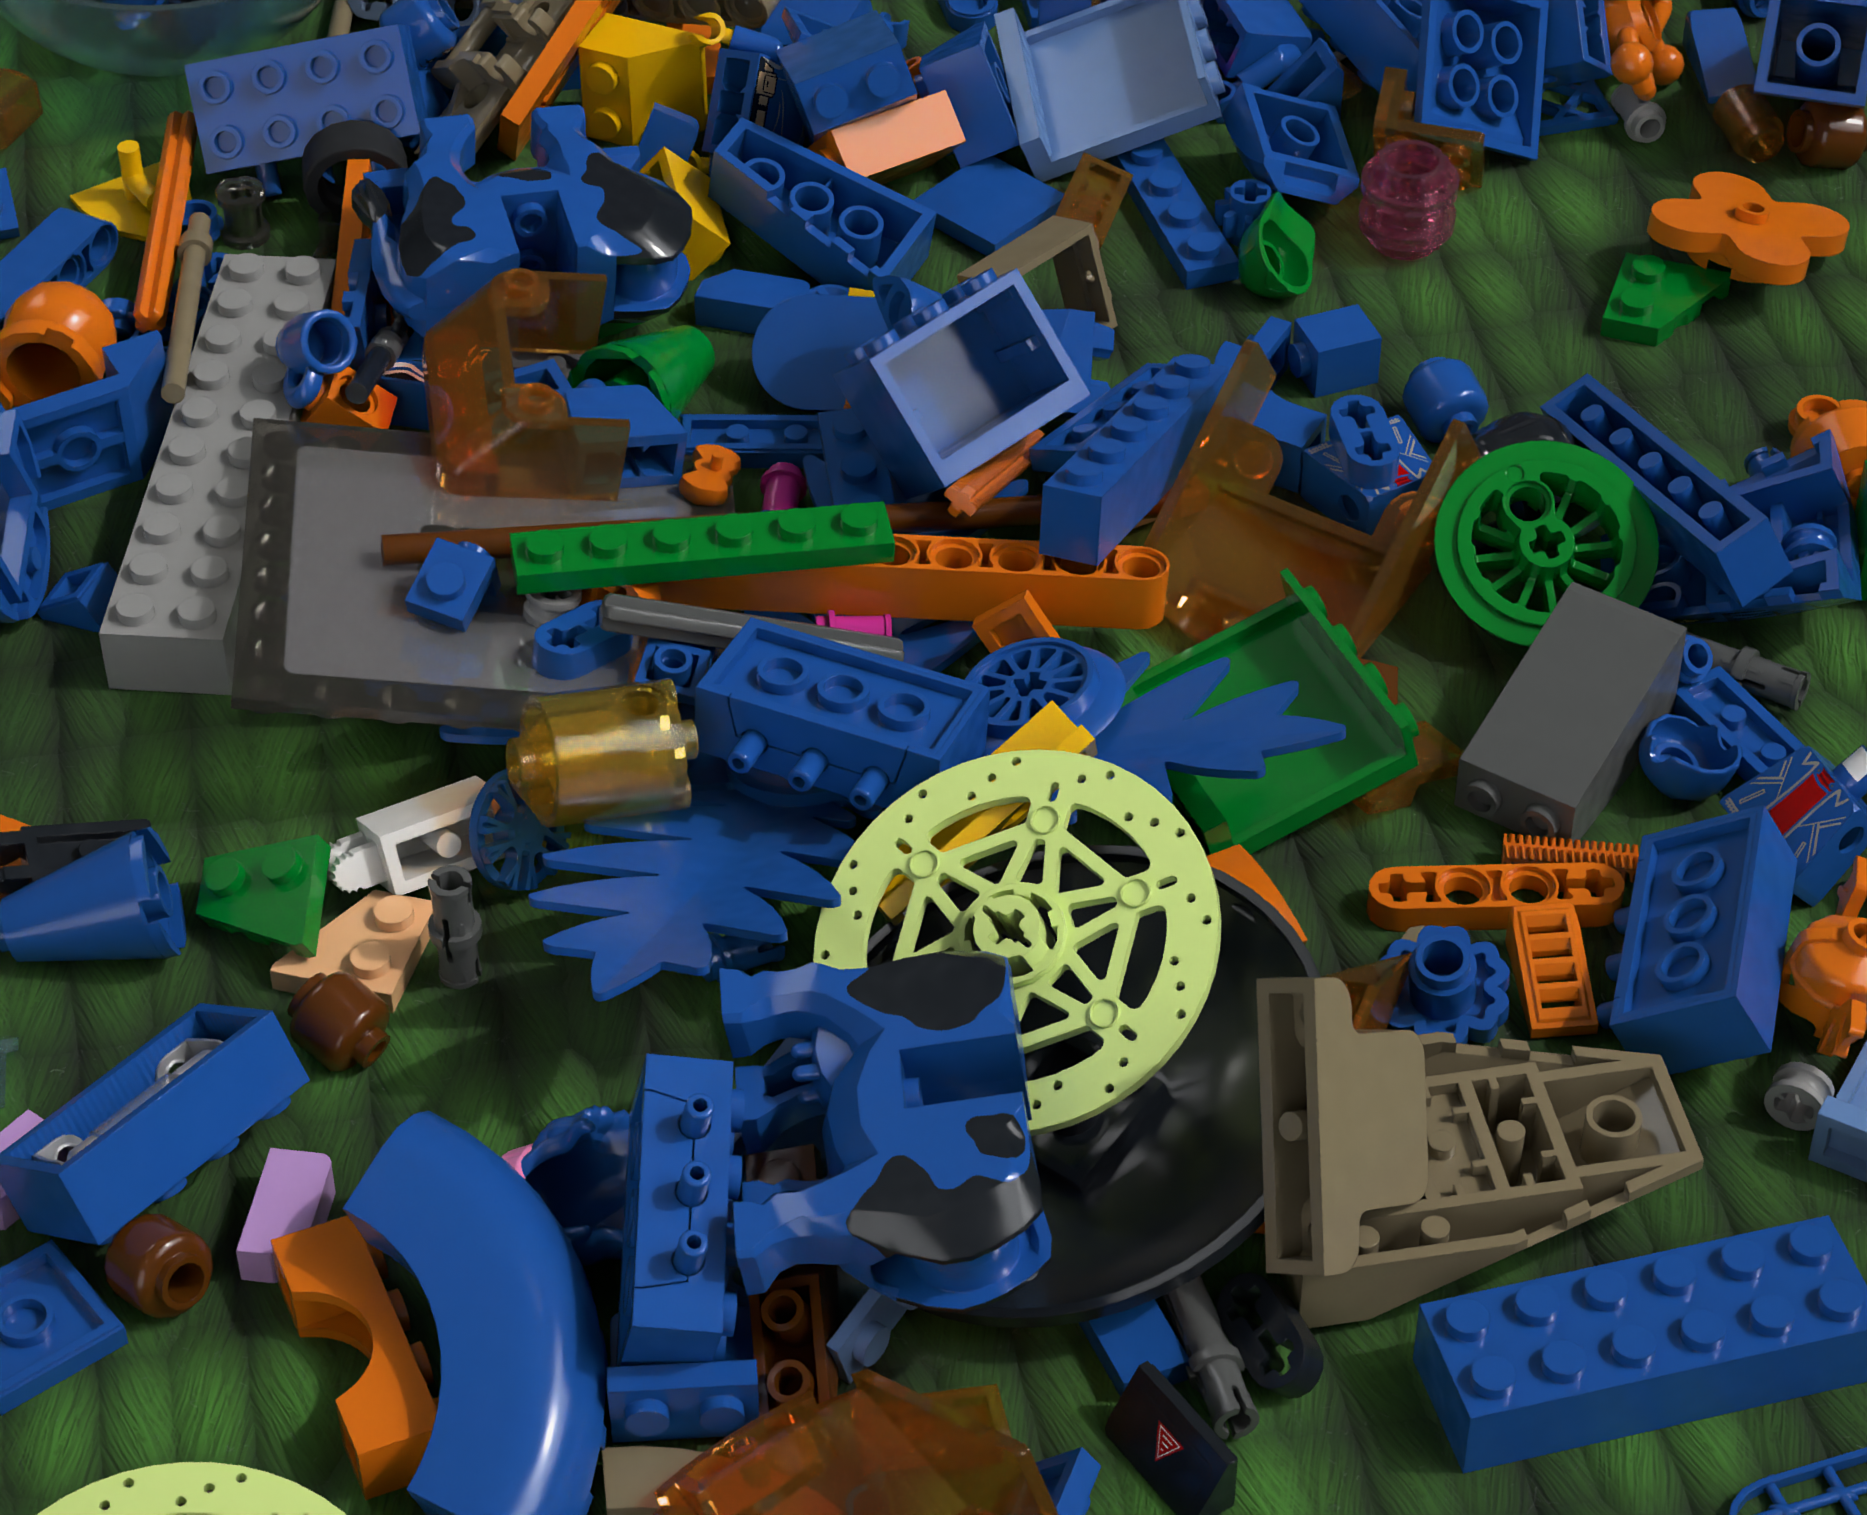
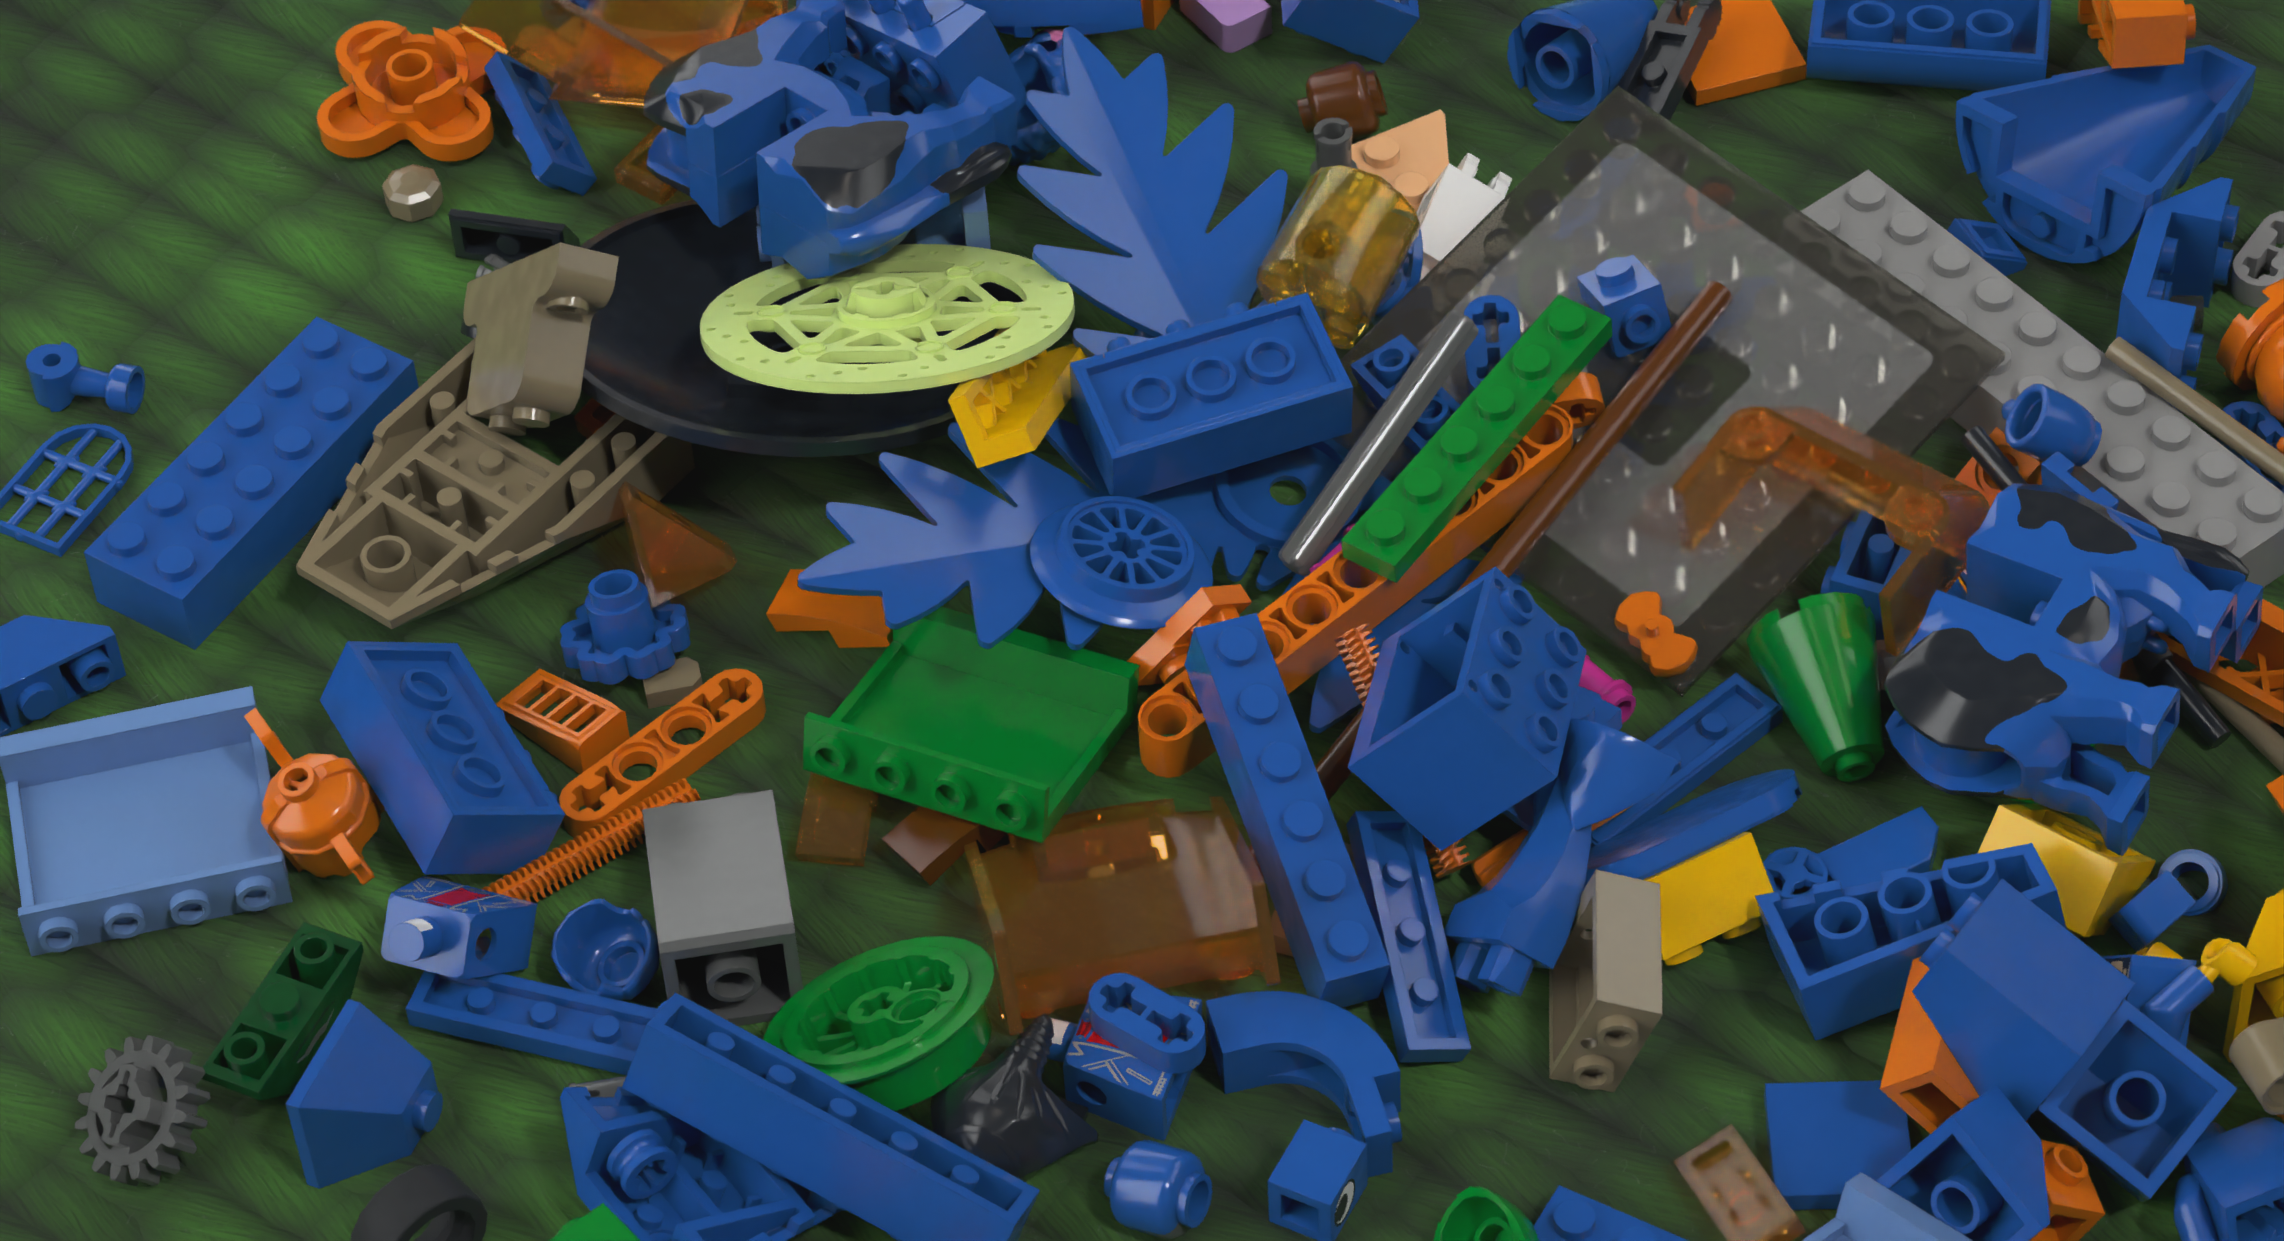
camera: 140 degrees right, 5 degrees up
(268, 892) = (1497, 133): green wing -> none
(655, 436) = (1744, 568): blue torso -> none
(1797, 1095) = (296, 720): light grey bush -> none

